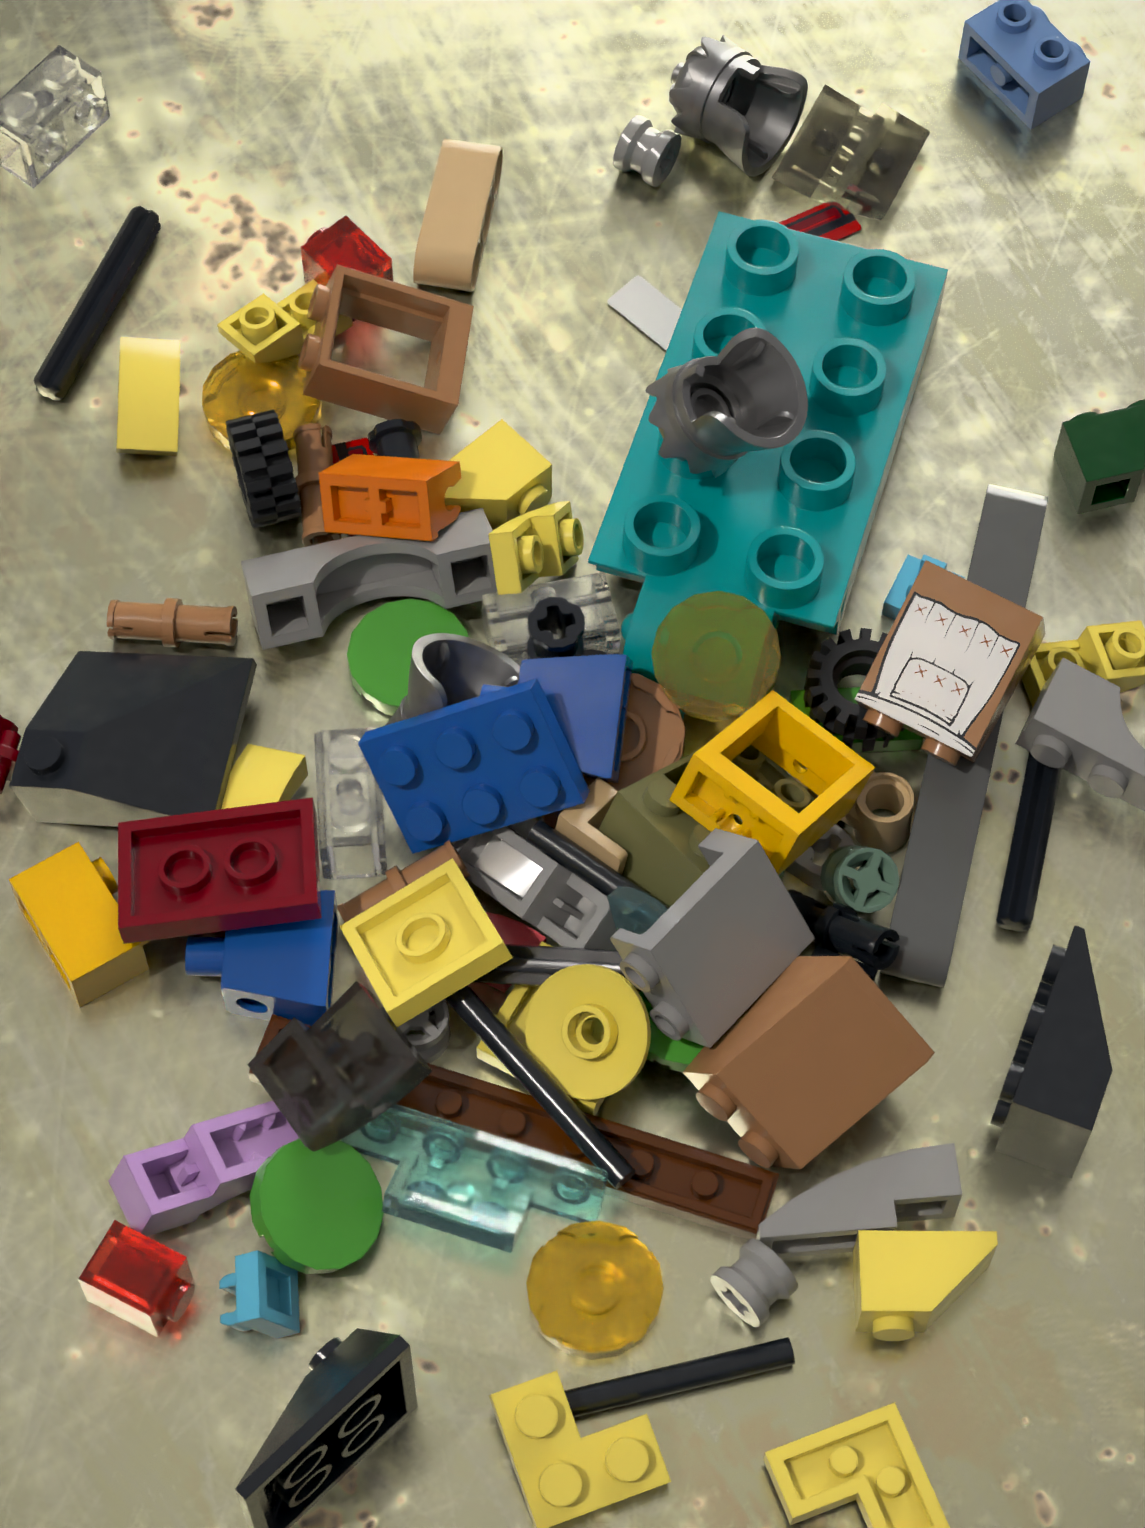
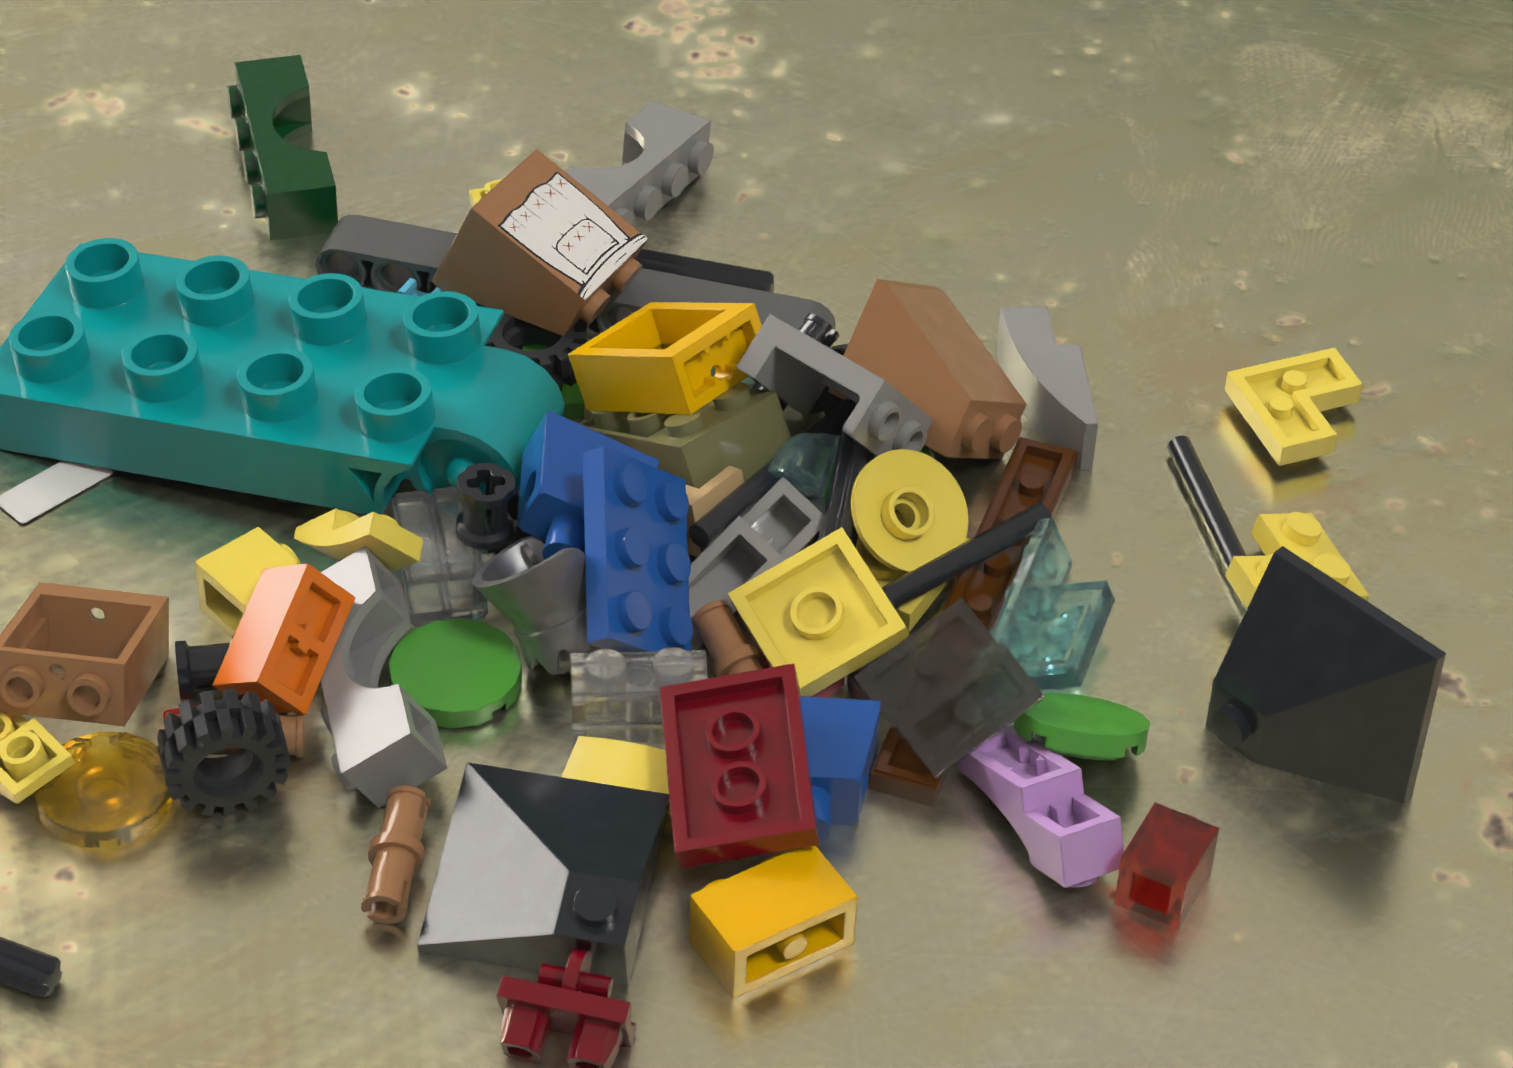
camera: 90 degrees left, 20 degrees down
(148, 396) = (61, 870): light yellow slope -> none
(264, 1296) = (1175, 769): medium azure tile -> none
(594, 1290) = (1140, 559): clear yellow tile -> none
(716, 655) = (527, 374): clear yellow tile -> none
(730, 403) = (291, 304): flat silver hat -> none
(754, 1282) = (1126, 450): light grey wheel -> none
(913, 1277) = (1118, 357): light yellow slope -> none
(1057, 1066) = (916, 233): black slope -> none

